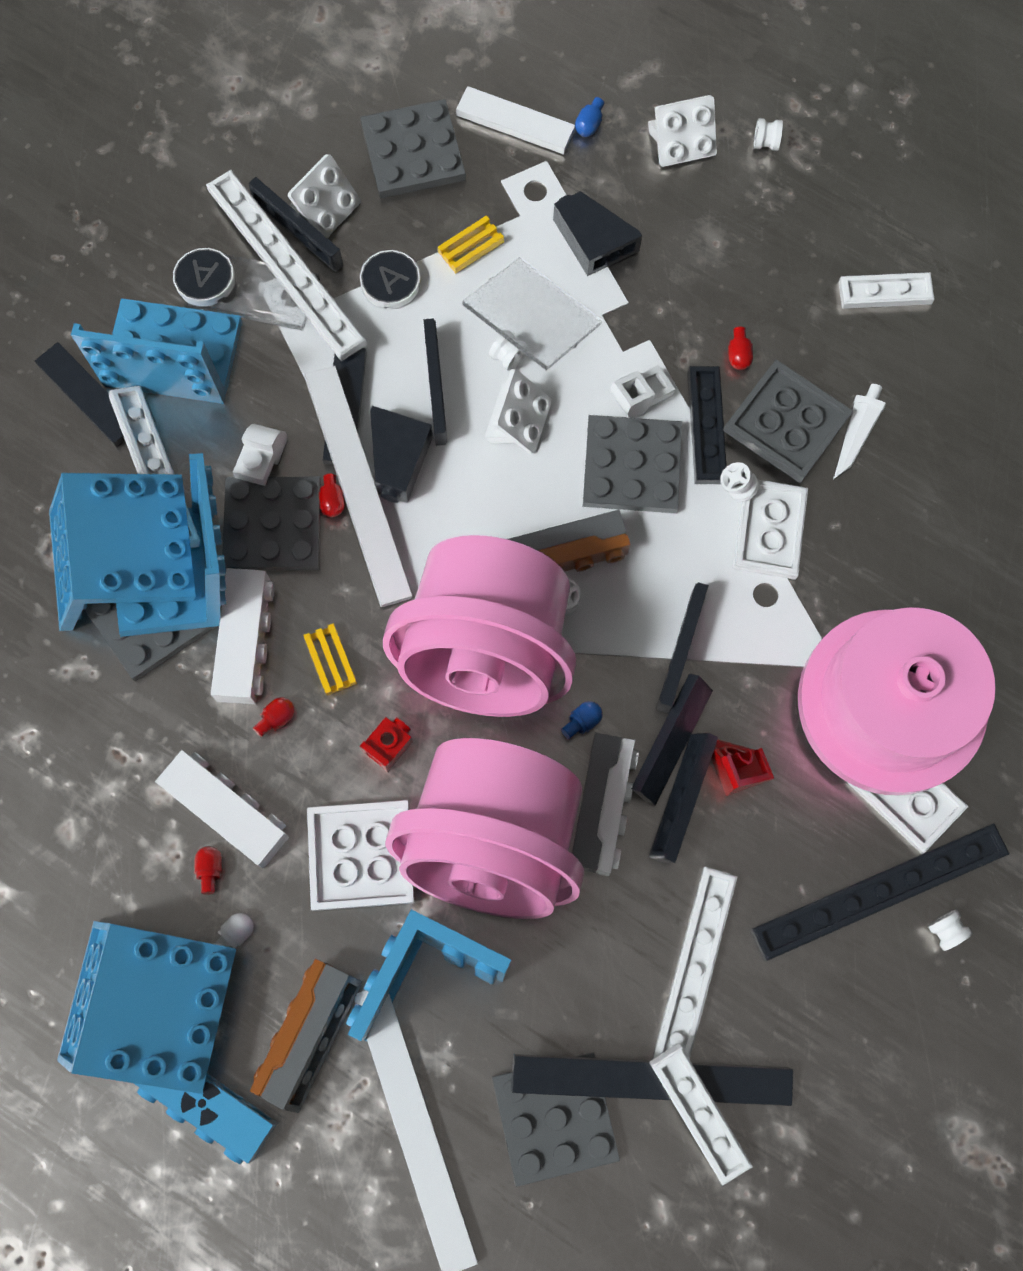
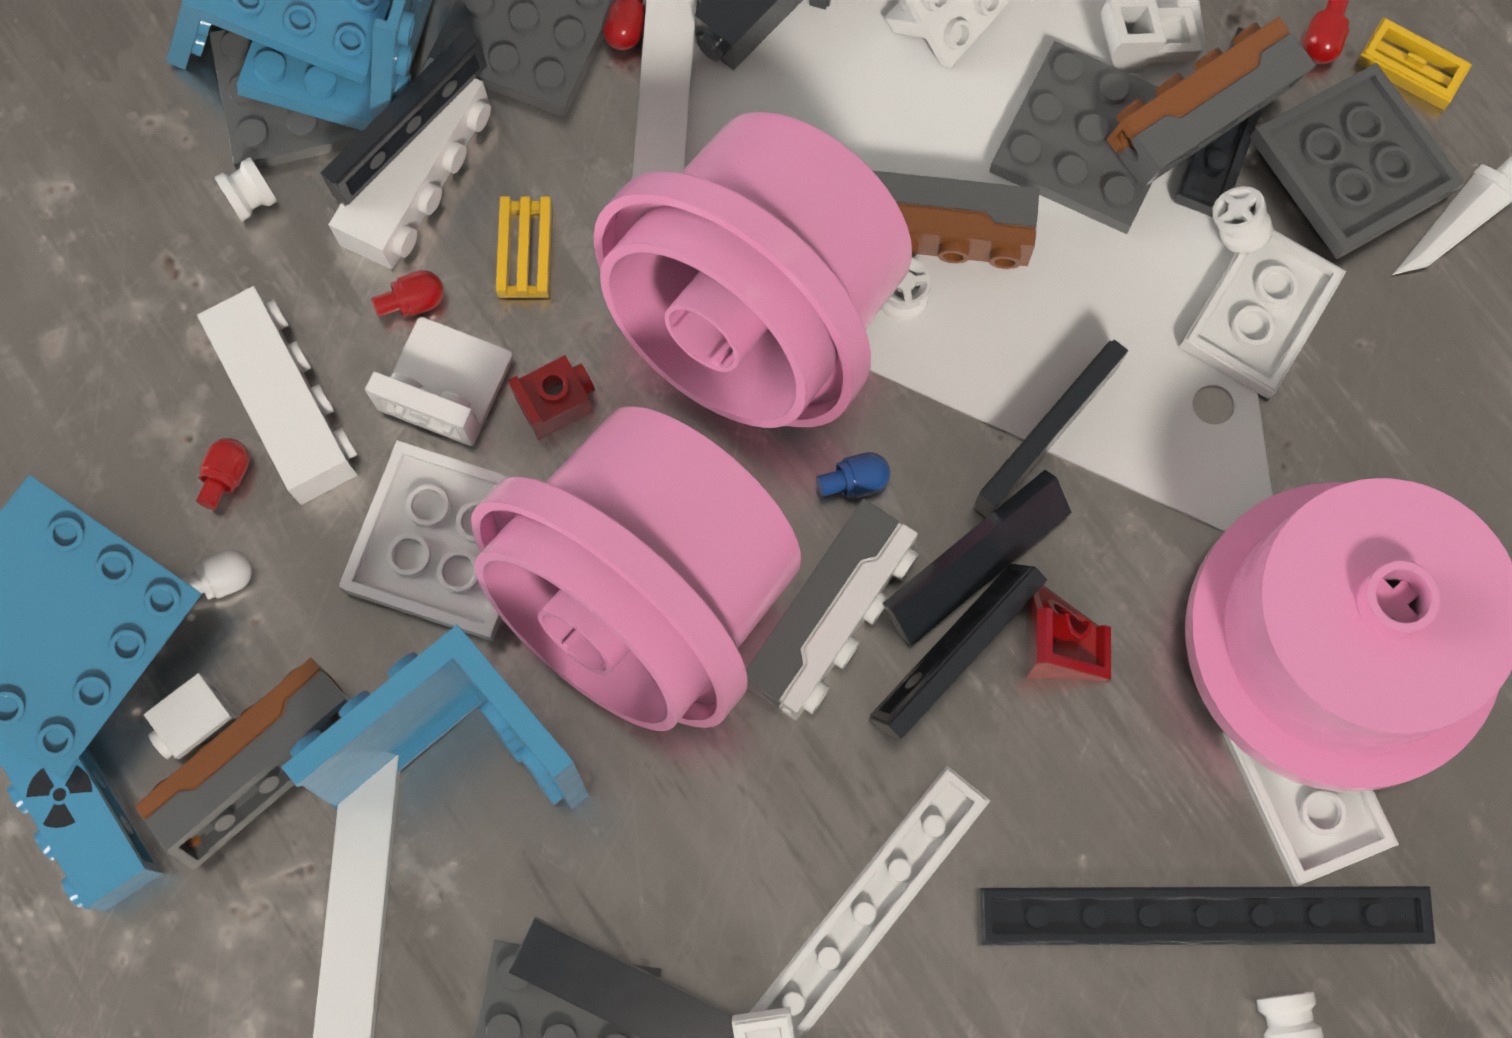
camera: 25 degrees right, 0 degrees up
(147, 691) = (245, 189): none -> white wheel
(231, 613) = (405, 118): none -> black tile
(258, 1025) = (189, 718): none -> white brick
(318, 760) = (442, 381): none -> white bracket
(694, 421) = (1209, 101): none -> piece
(794, 354) = (1411, 70): none -> yellow tile

